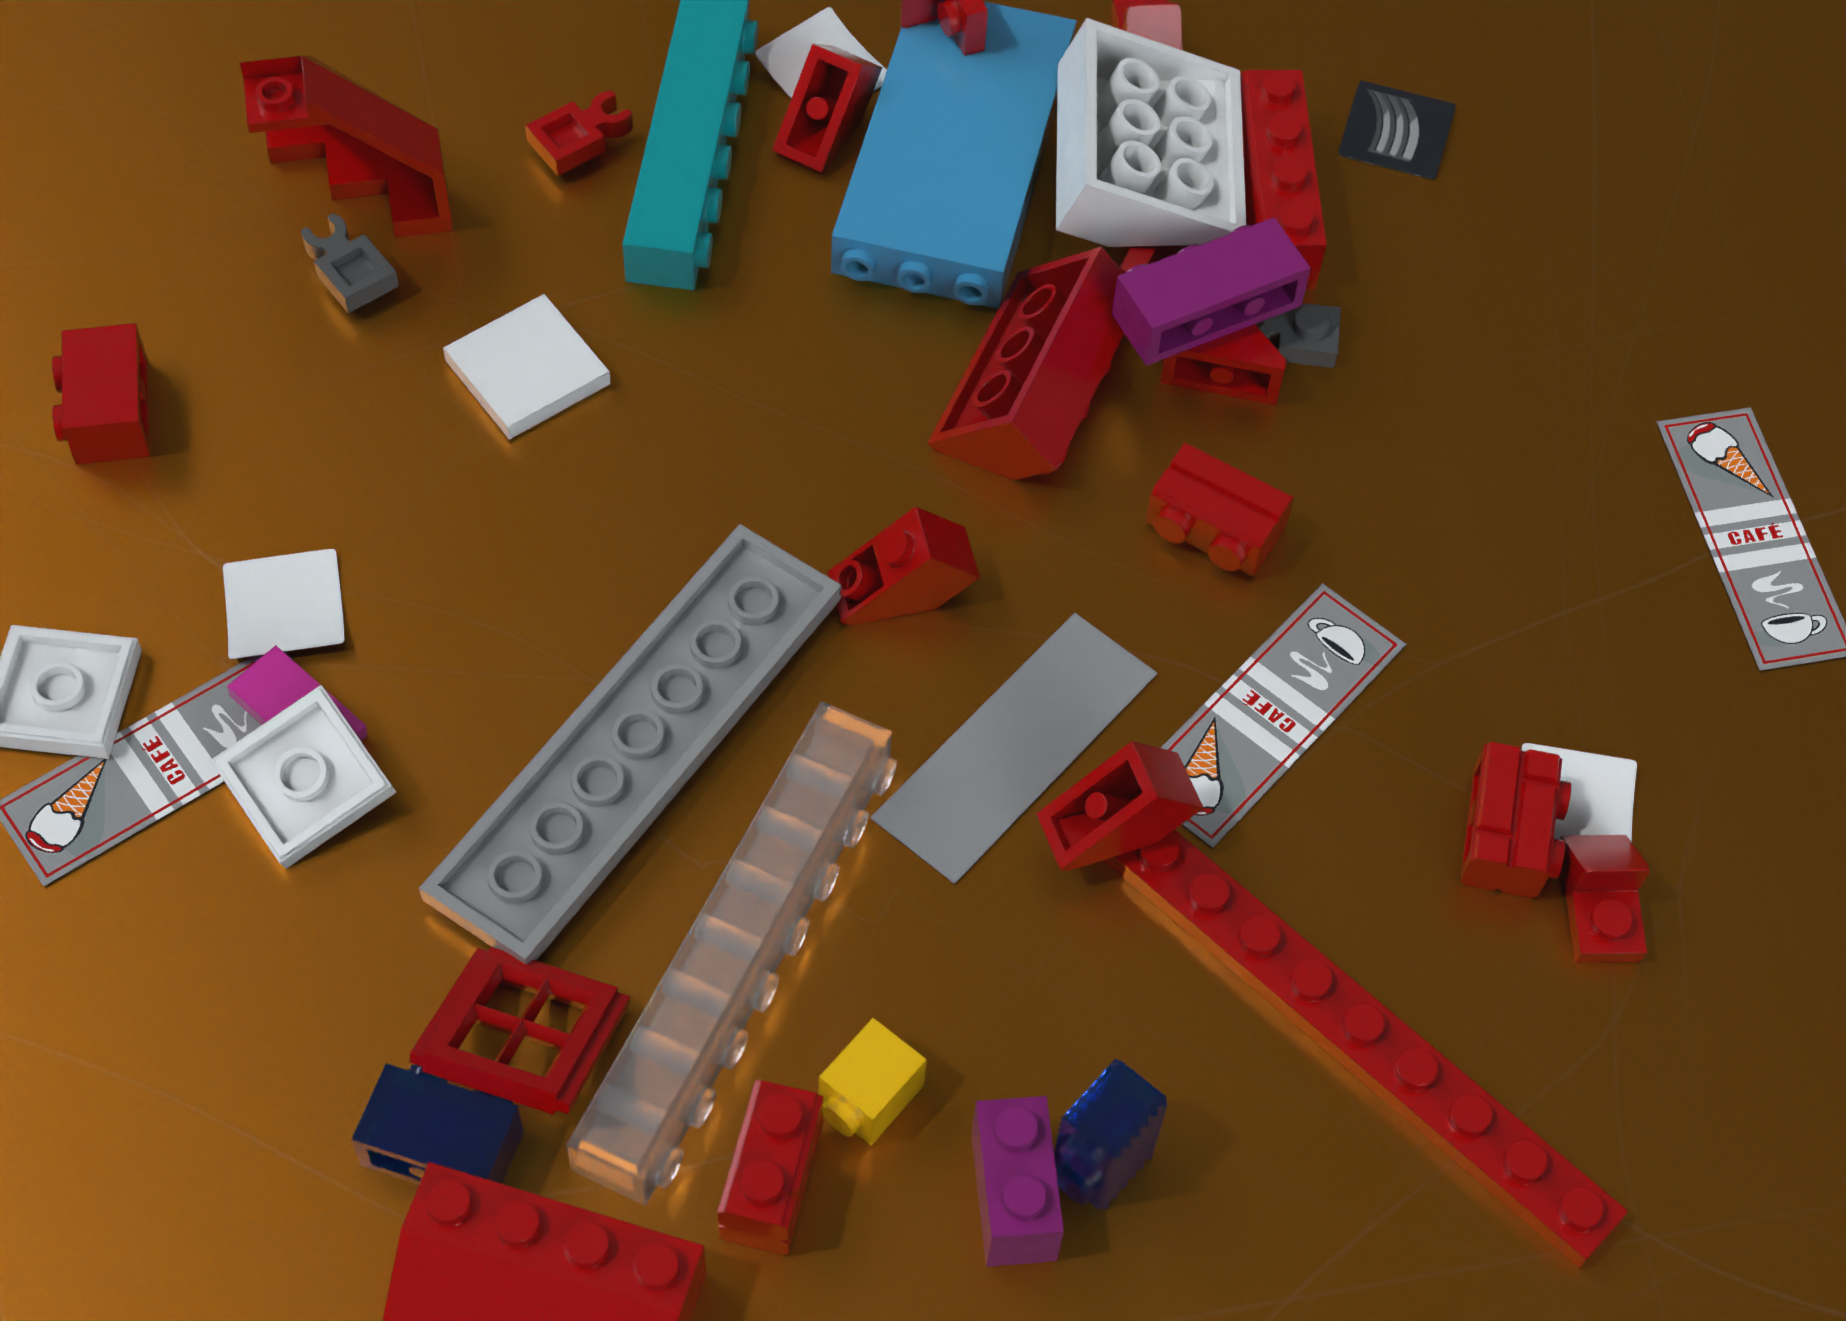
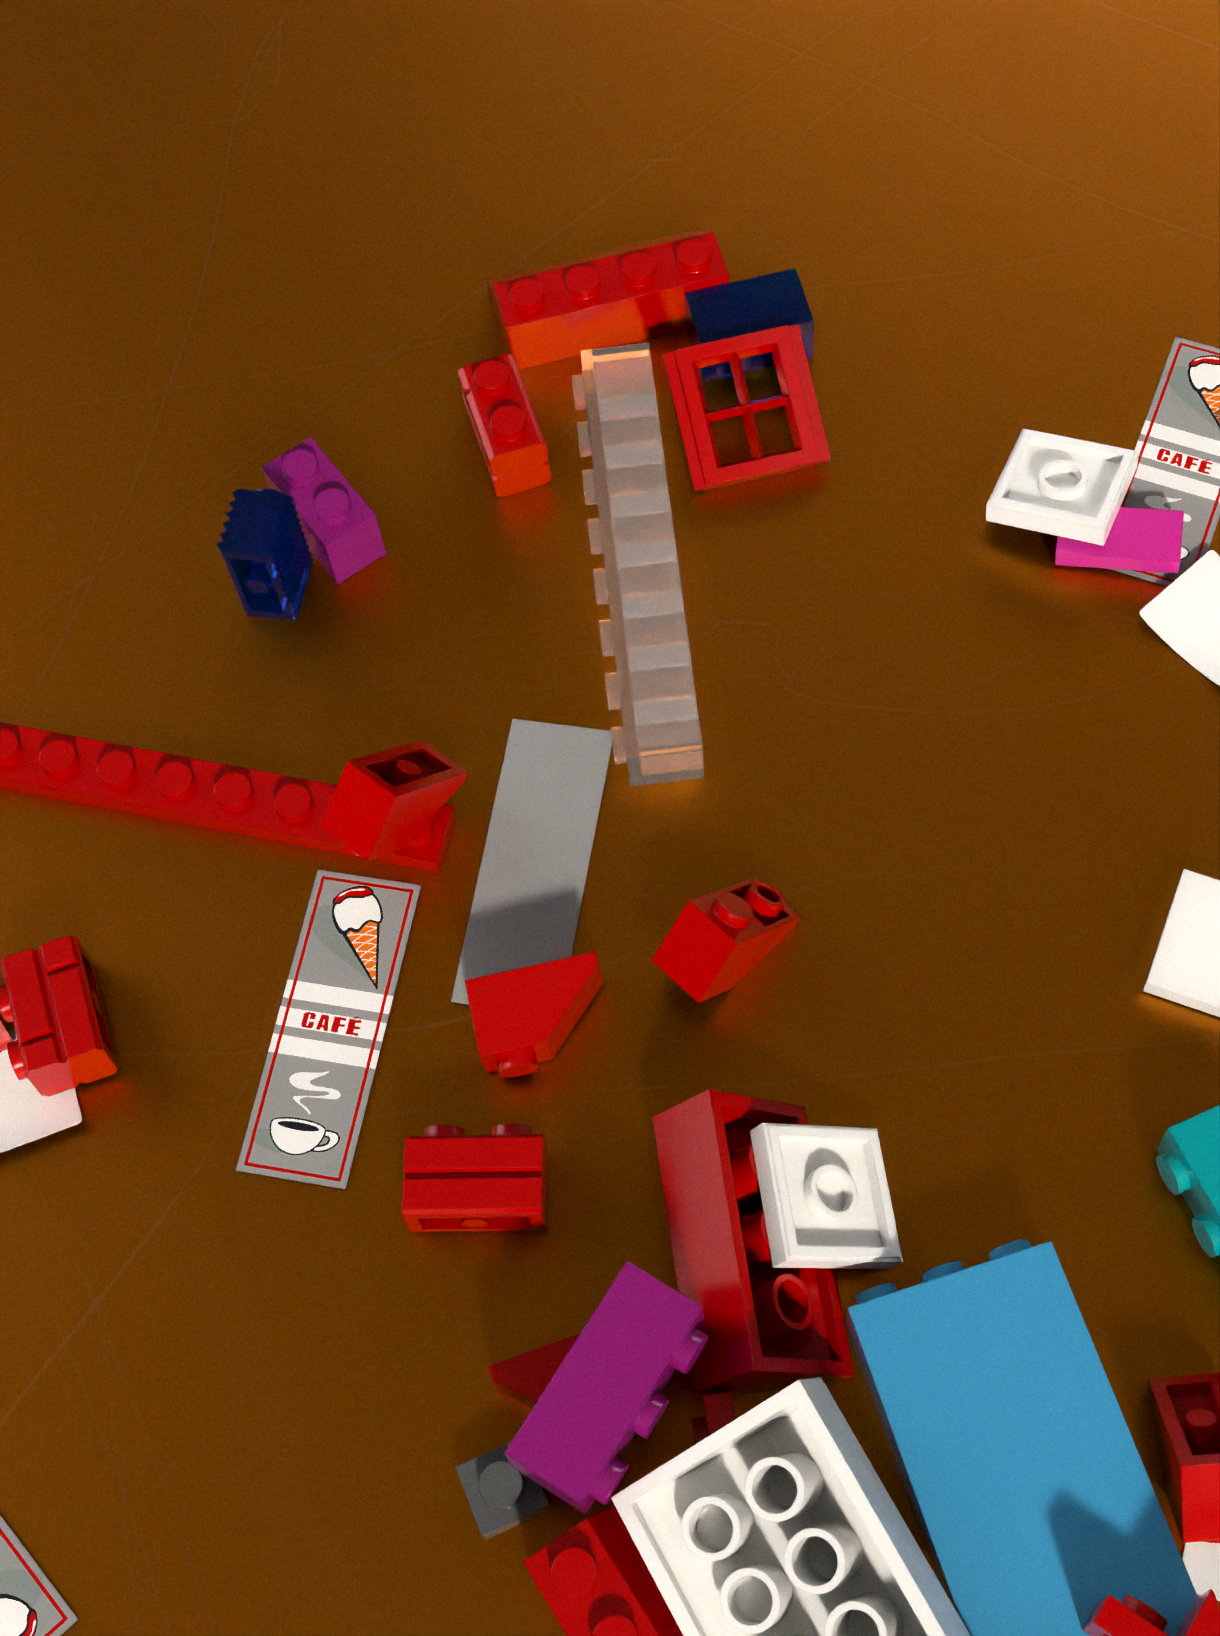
camera: 160 degrees right, 5 degrees up
(630, 746) = (839, 680): light grey plate -> none
(871, 1082) = (472, 520): yellow brick -> none
(963, 356) = (825, 1197): none -> white tile
(1098, 601) = (530, 1011): none -> red slope

